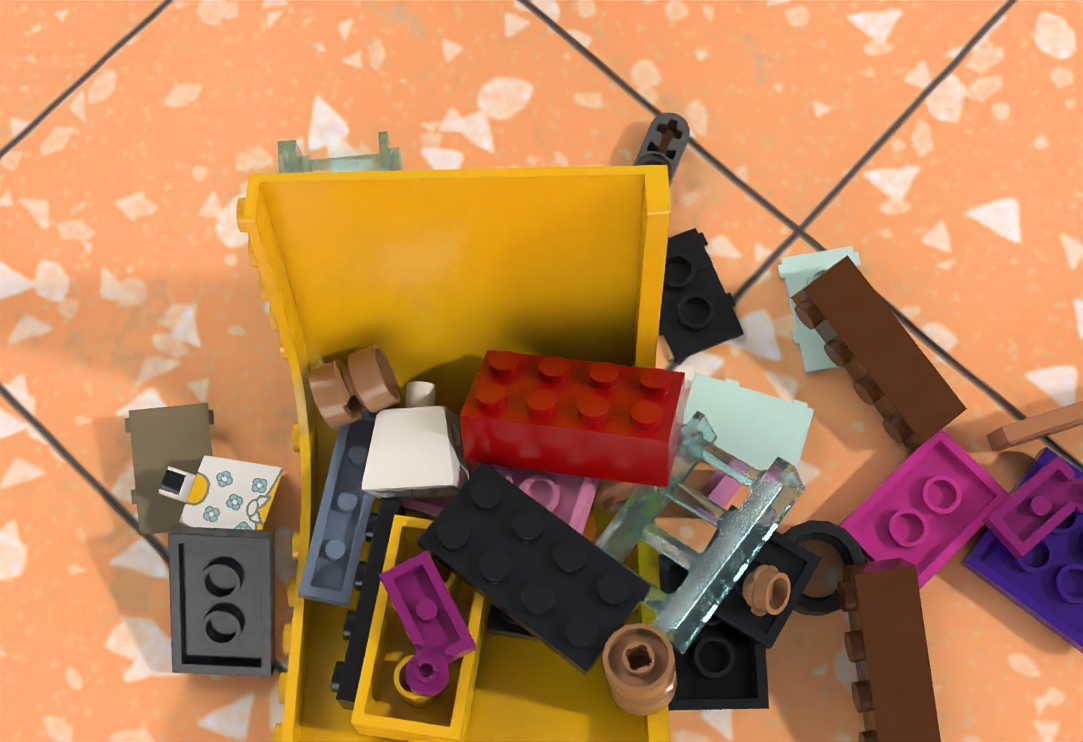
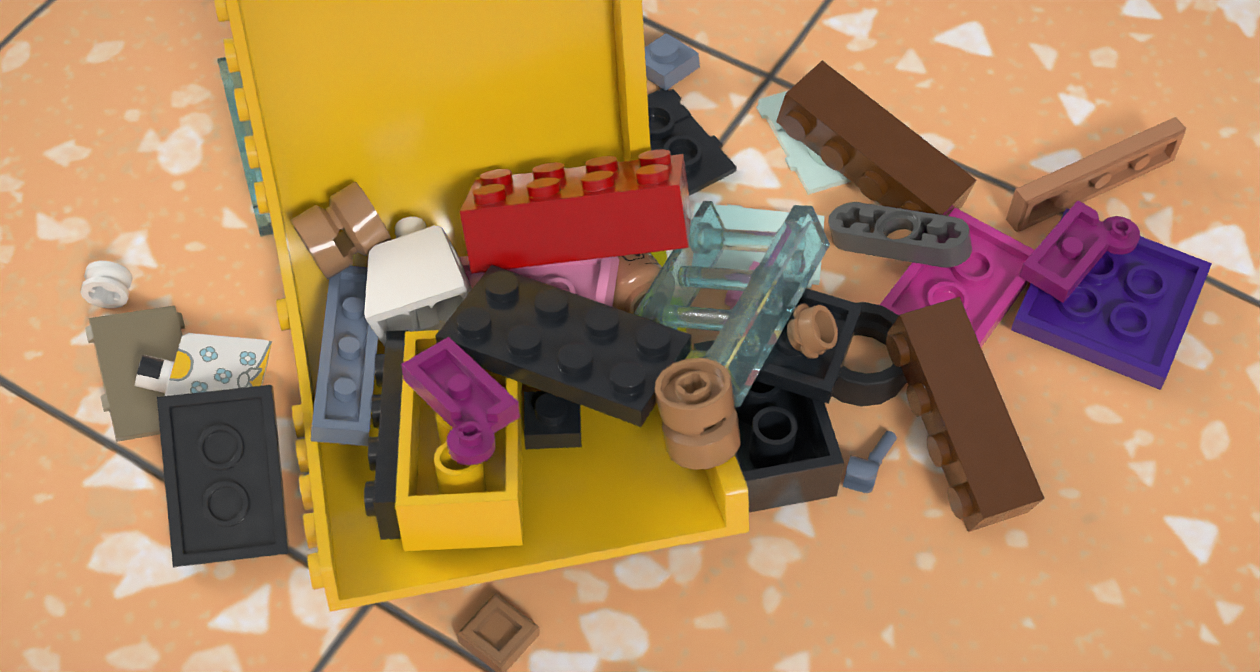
camera: 15 degrees left, 20 degrees down
(151, 367) = (106, 284): none -> white bush
(701, 201) = (669, 61): none -> sand blue plate
(788, 691) = (861, 472): none -> sand blue hand
(916, 457) = (933, 241): none -> dark grey beam

